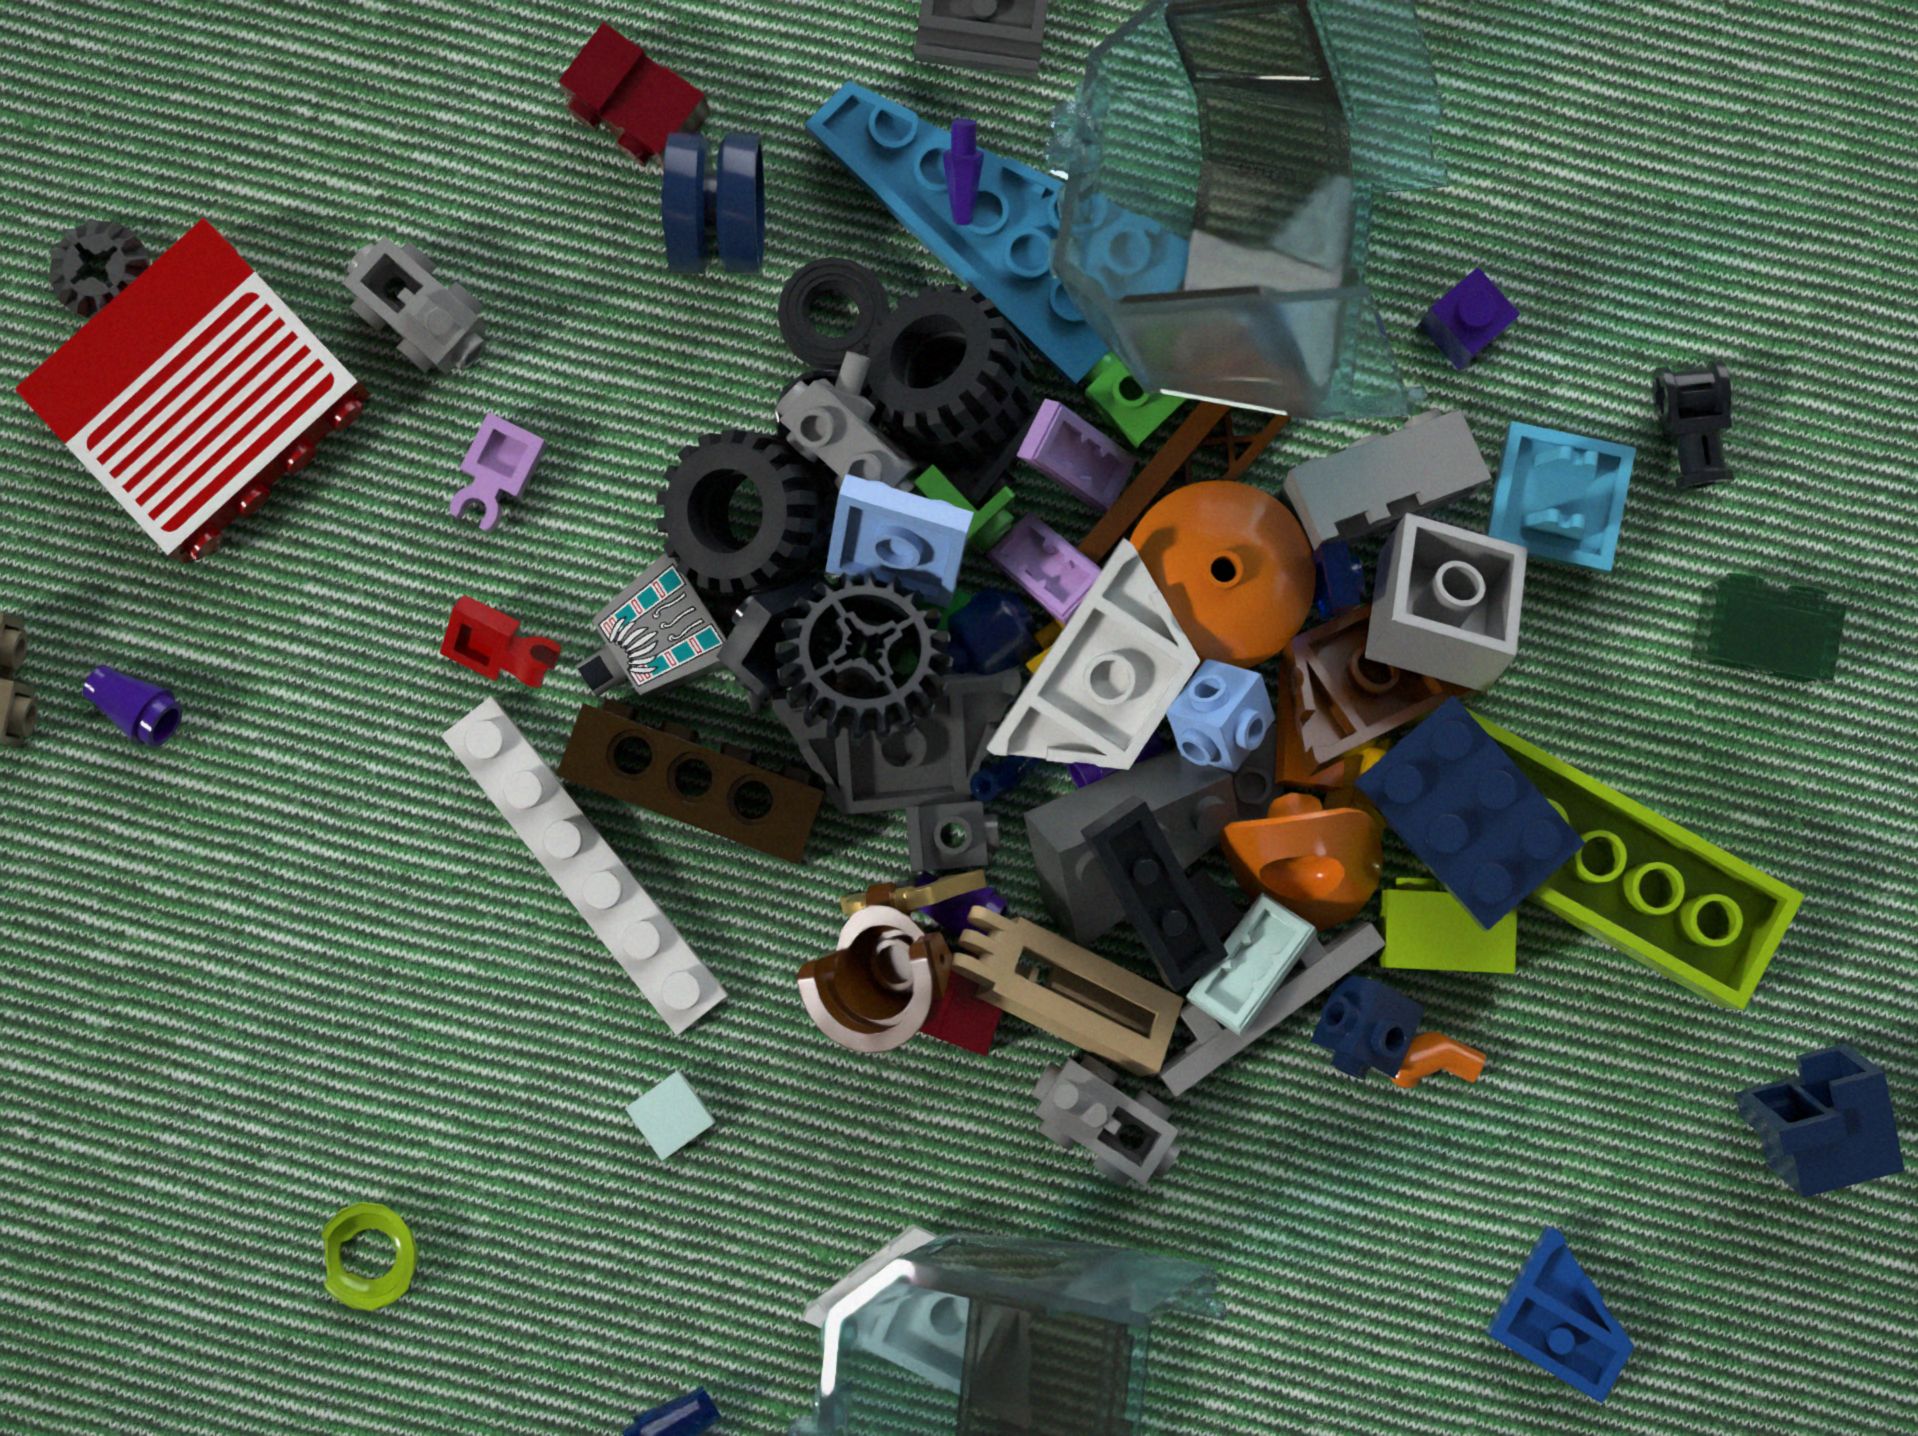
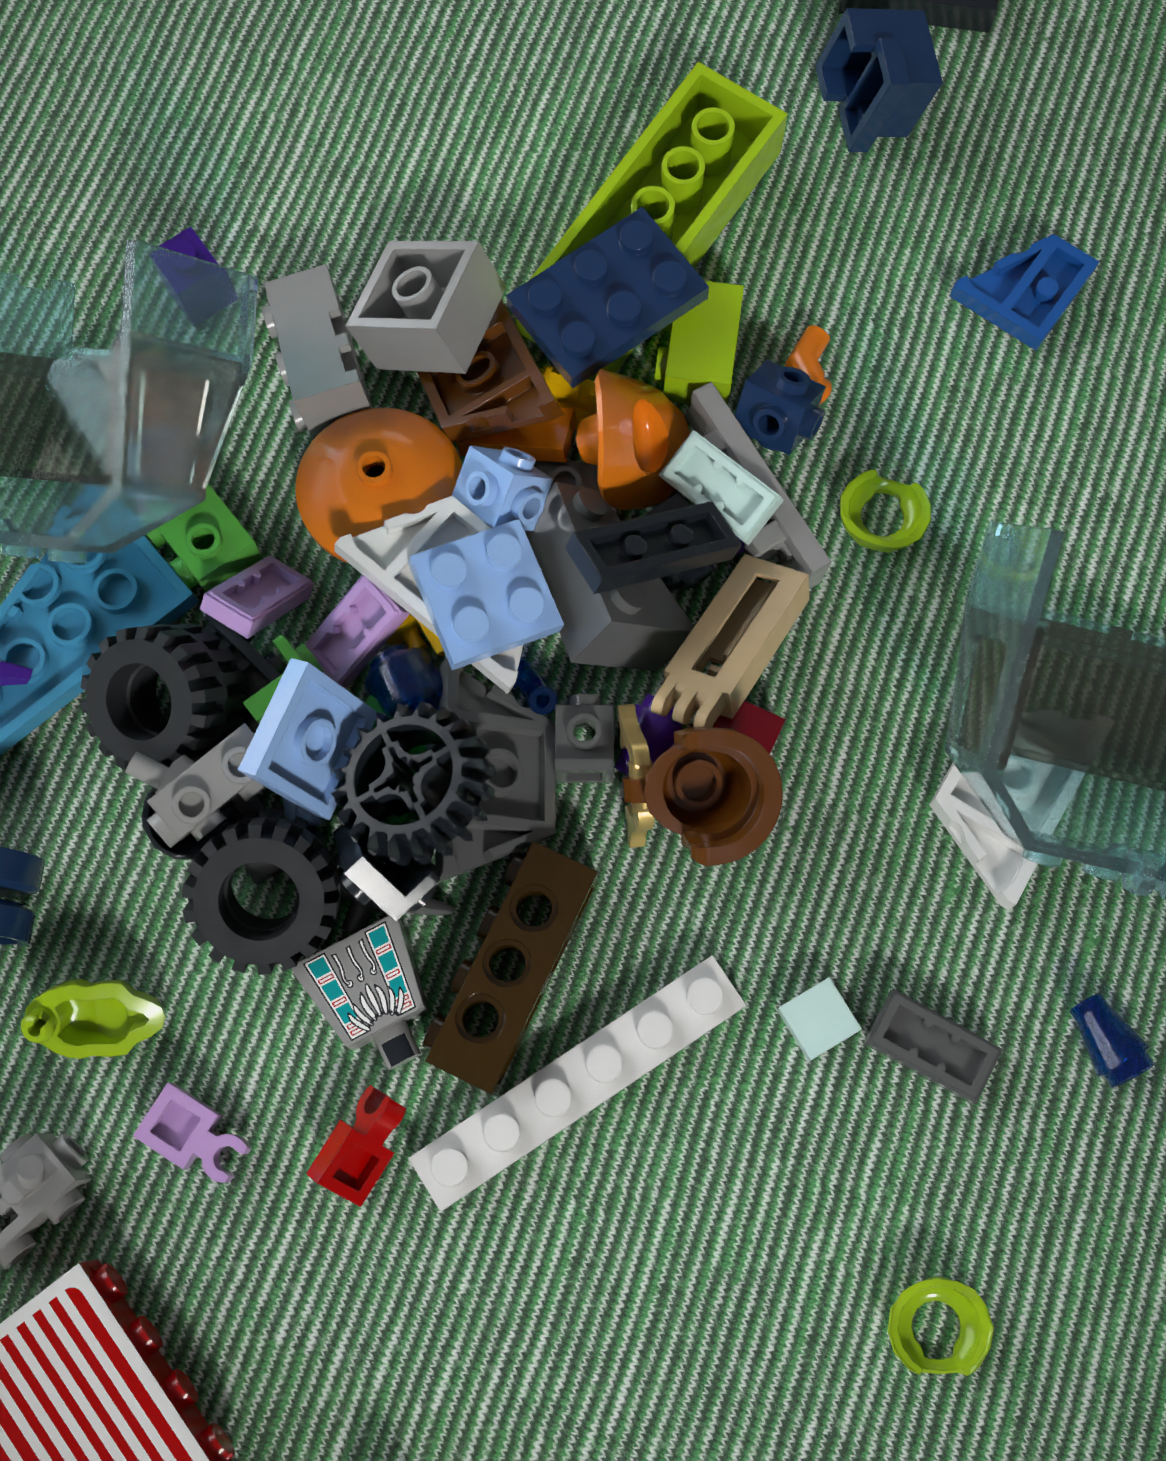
camera: 85 degrees left, 10 degrees down
(603, 351) = (92, 1018): none -> lime arm
(650, 1237) = (933, 1046): none -> dark grey plate
(810, 283) = (60, 799): black tyre -> none
(1086, 711) = (485, 594): none -> light blue plate
(1087, 1109) = (834, 643): light grey brick -> none
(1167, 463) = (268, 519): reddish brown fence -> none
(1271, 1192) = (913, 505): none -> lime piece
(1337, 579) = (395, 386): clear blue plate -> none
(1560, 496) = (348, 223): medium azure plate -> none
(1695, 415) = (301, 121): black connector -> none
(1768, 631) = (480, 85): clear green brick -> none

